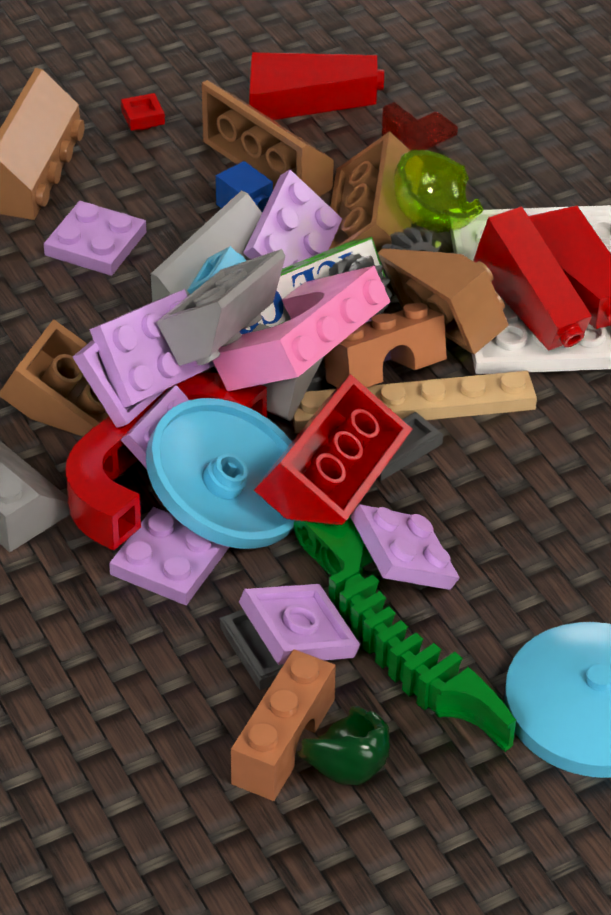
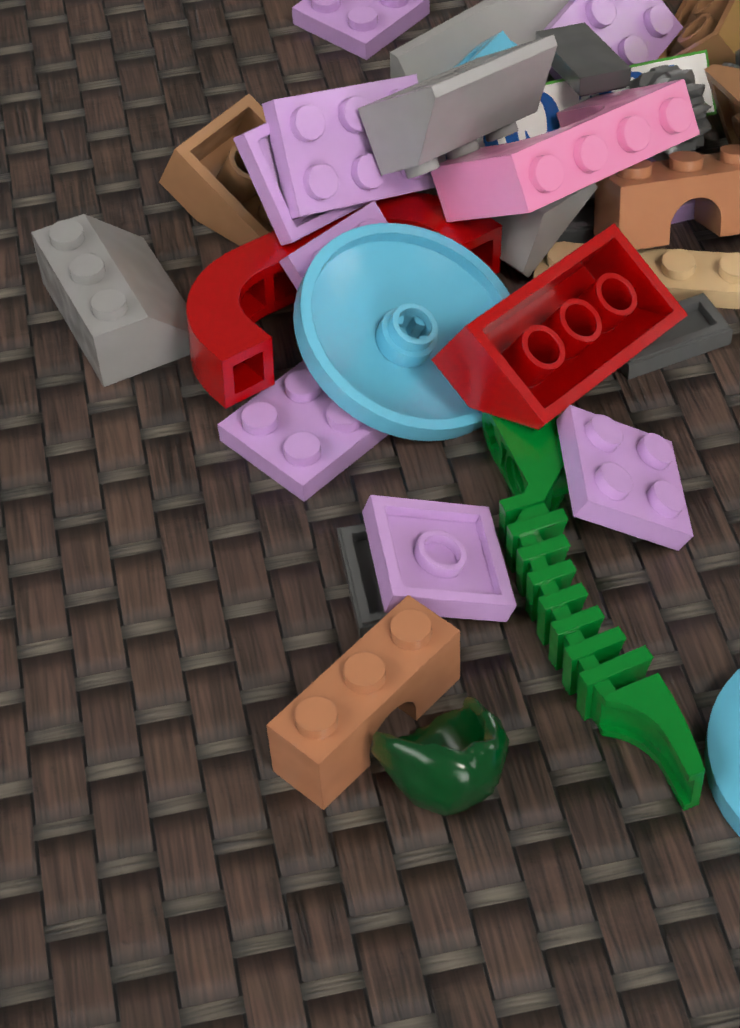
camera: 20 degrees right, 5 degrees up
(300, 261) = (586, 60): none -> dark grey tile

